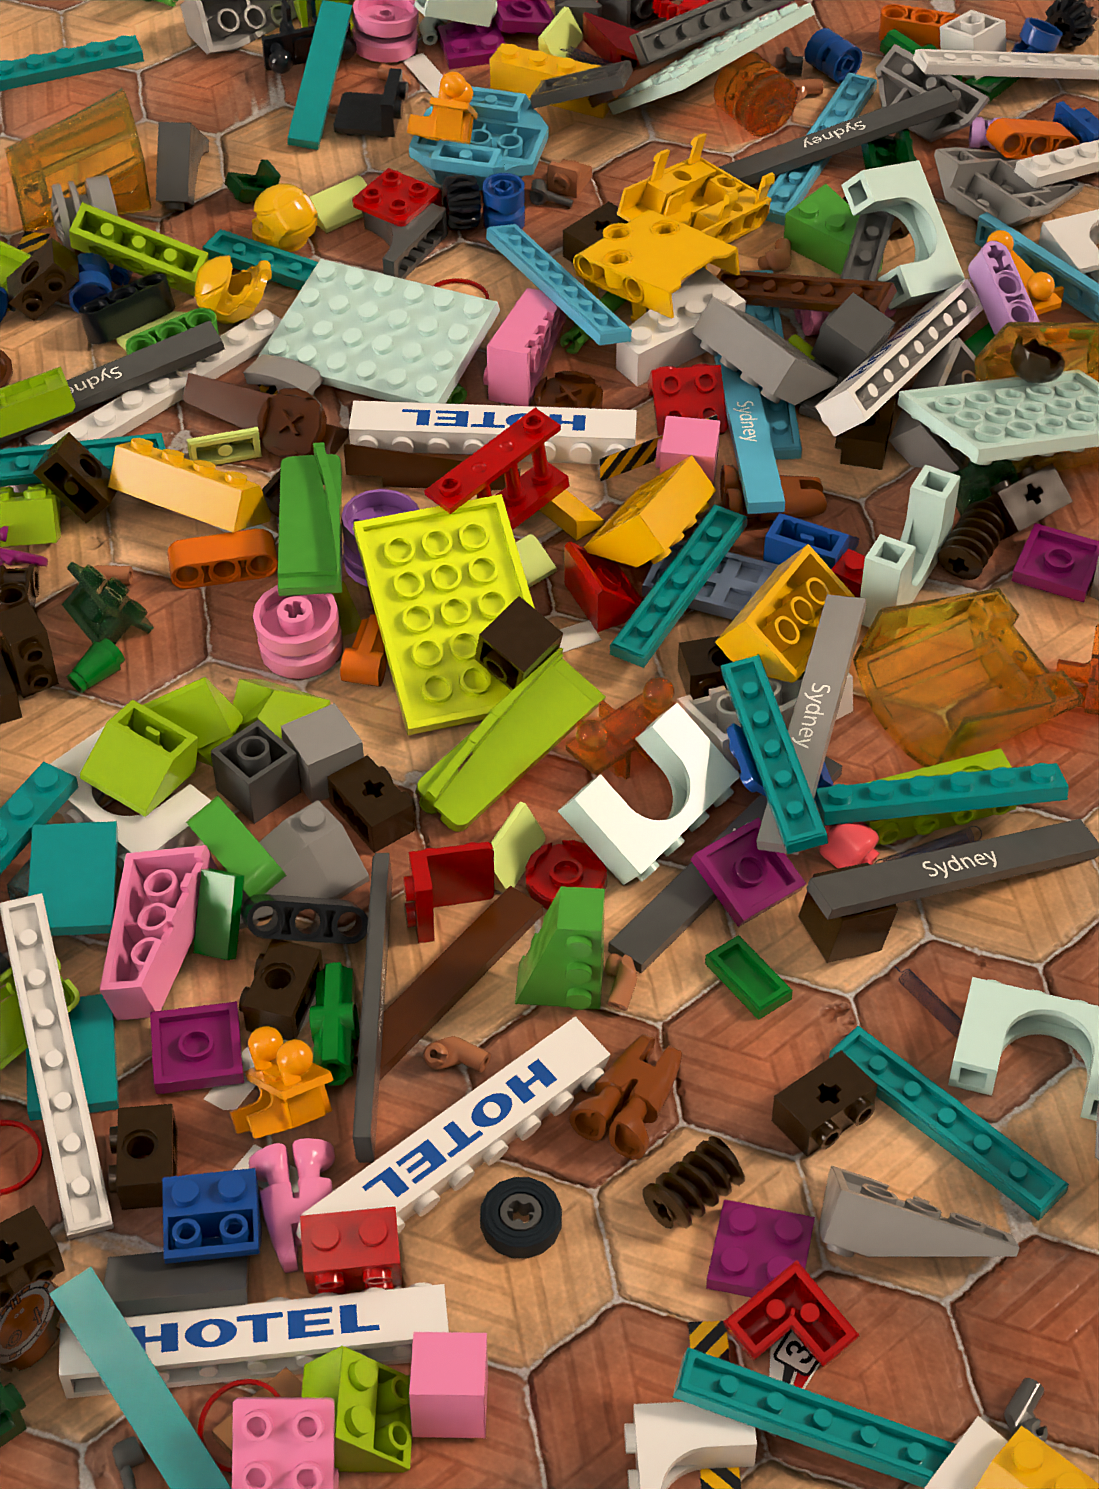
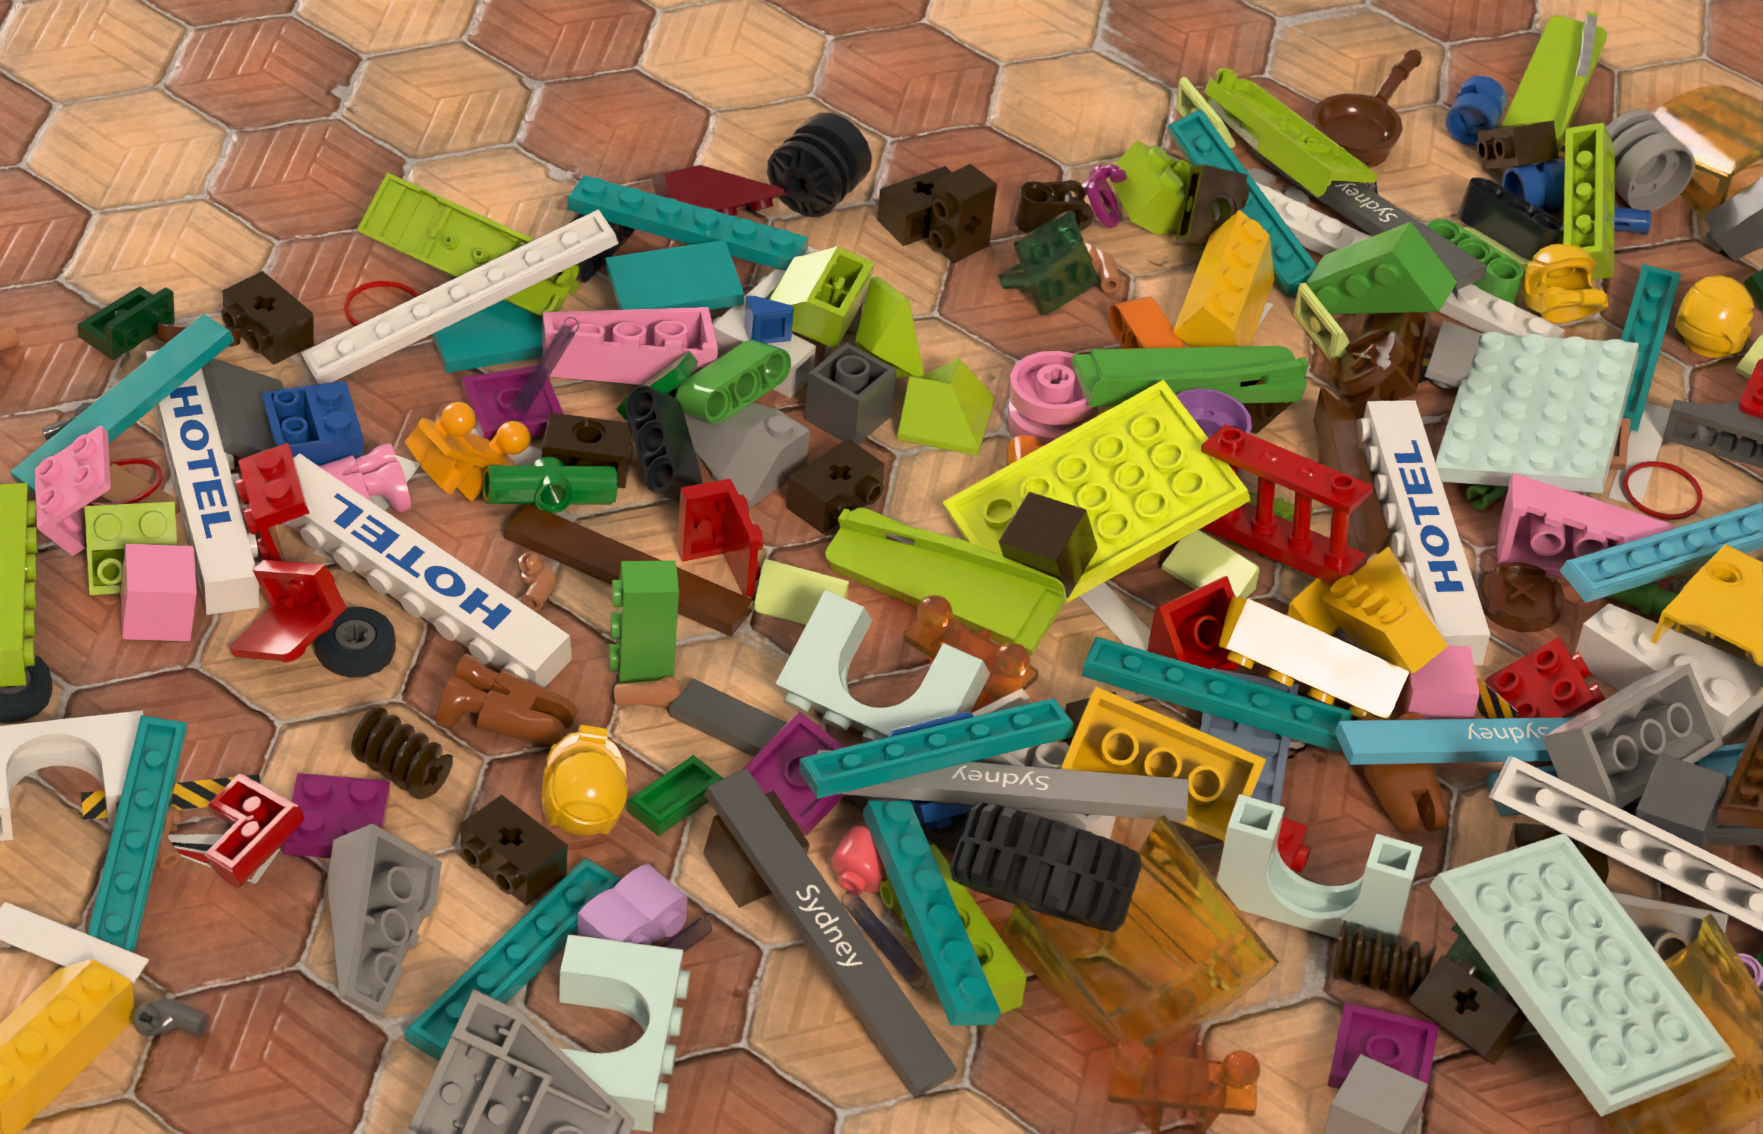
camera: 75 degrees right, 5 degrees down
(96, 665) = (975, 276): green cone -> none
(142, 1132) = (388, 384): dark brown brick -> none
(156, 973) = (547, 369): none -> piece
(163, 808) = (768, 320): none -> blue slope
(201, 386) = (1383, 275): none -> bright green wedge
(322, 746) = (892, 432): light grey head -> none
(372, 1010) = (549, 502): dark grey tile -> none
(502, 1265) = (302, 608): none -> red bracket
(563, 865) = (768, 642): red tile -> none
(632, 450) = (1386, 613): none -> yellow wedge
(776, 1032) = (586, 790): none -> yellow helmet
(791, 534) = (1331, 802): blue slope -> none
(909, 1019) = (636, 910): none -> lavender brick
(926, 697) = (1046, 866): none -> black tyre
(1036, 362) = (1688, 973): dark brown hair -> none

